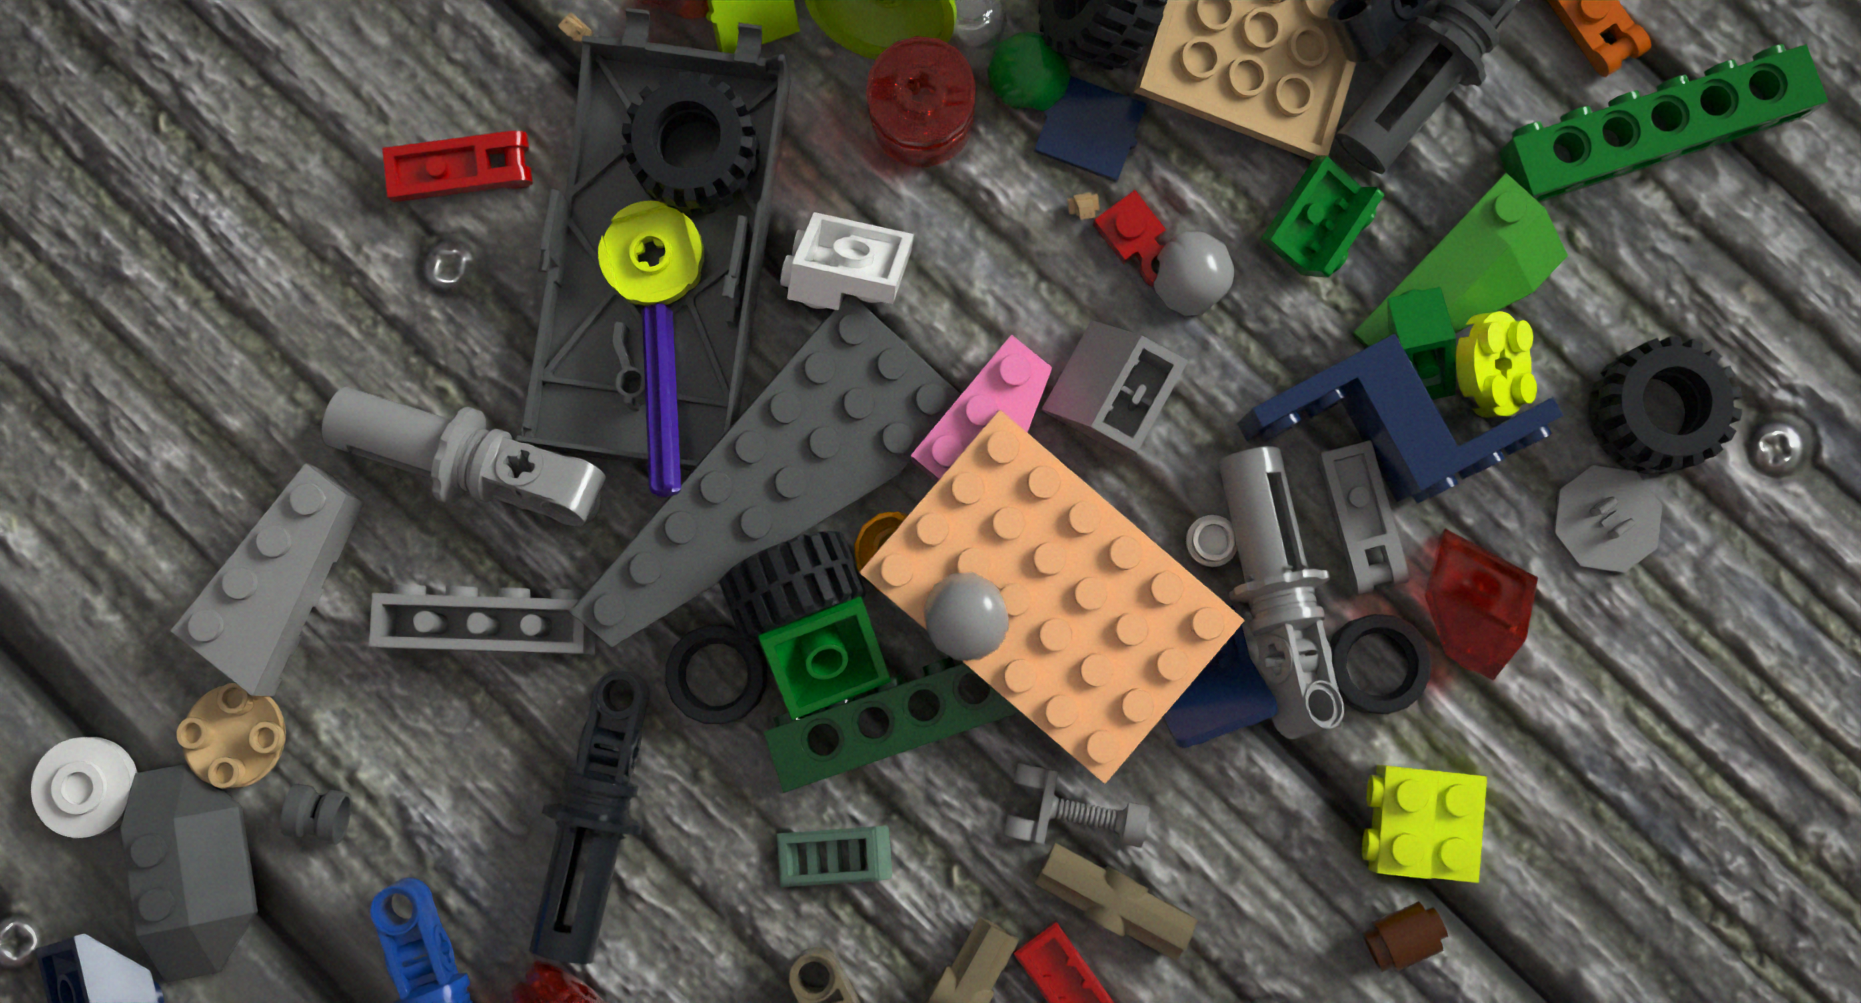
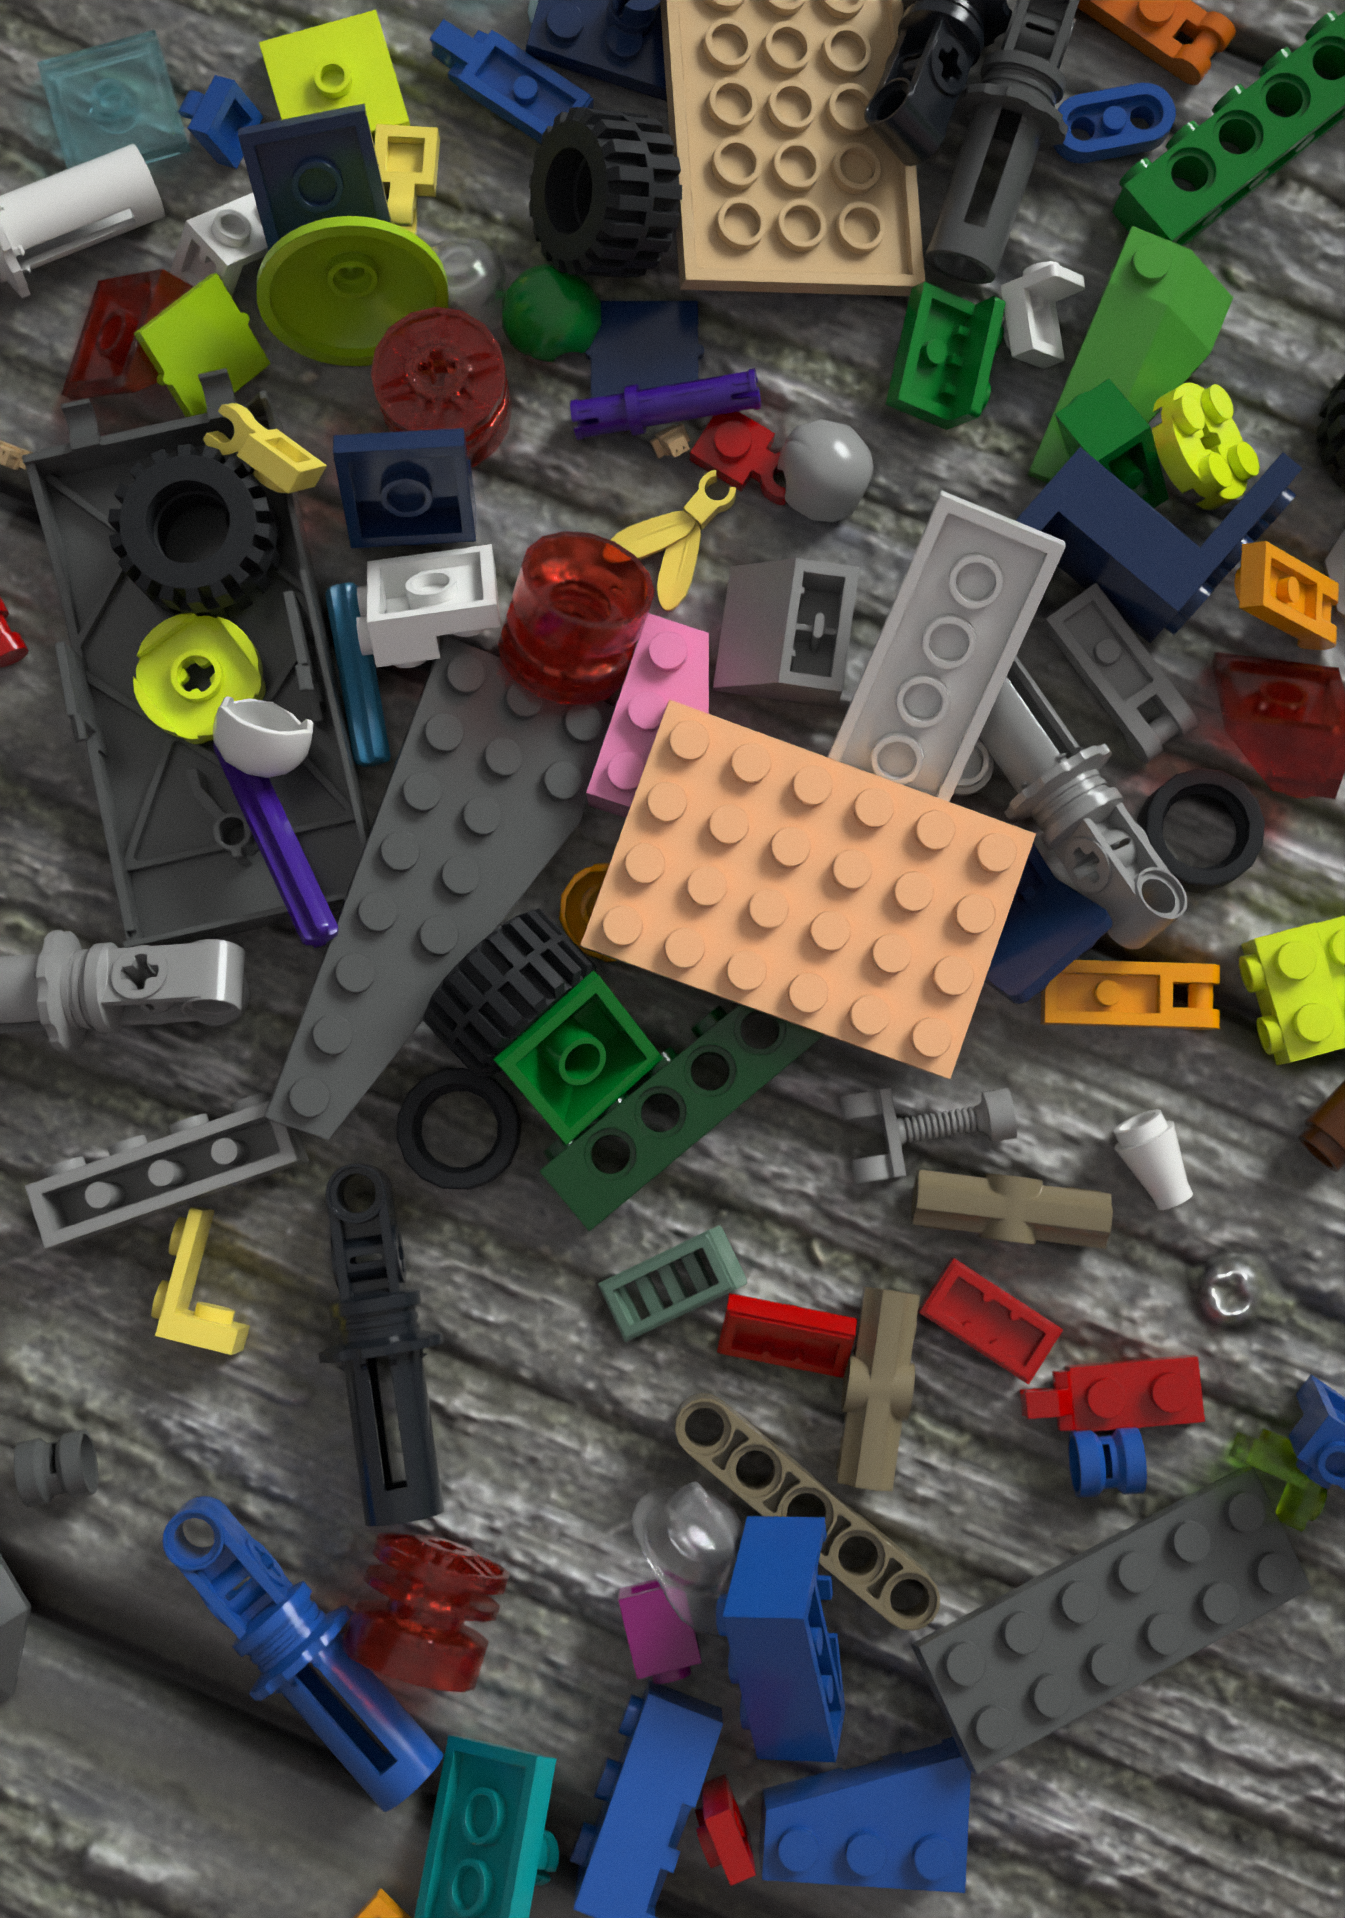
camera: 30 degrees left, 0 degrees up
(469, 750) = (210, 1324): none -> light yellow bracket
(679, 319) = (260, 737): none -> white hair
(770, 105) = (274, 456): none -> light yellow plate
(771, 301) = (357, 679): none -> dark azure axle
(863, 169) = (406, 487): none -> dark blue plate
(905, 931) = (786, 1335): none -> red plate
(954, 317) = (575, 617): none -> clear red wheel
(966, 616) = (722, 947): light grey hair -> none
(1061, 280) = (680, 536): none -> light yellow piece
(1068, 172) = (665, 404): none -> dark purple pin
(1229, 450) = (946, 646): none -> white plate
(1242, 902) = (1154, 1156): none -> white cone
(1274, 772) = (1131, 995): none -> light orange plate
(1403, 209) = (1031, 312): none -> white bracket
(1515, 508) = (1287, 594): none -> light orange plate
(1522, 83) = (1107, 120): none -> blue plate

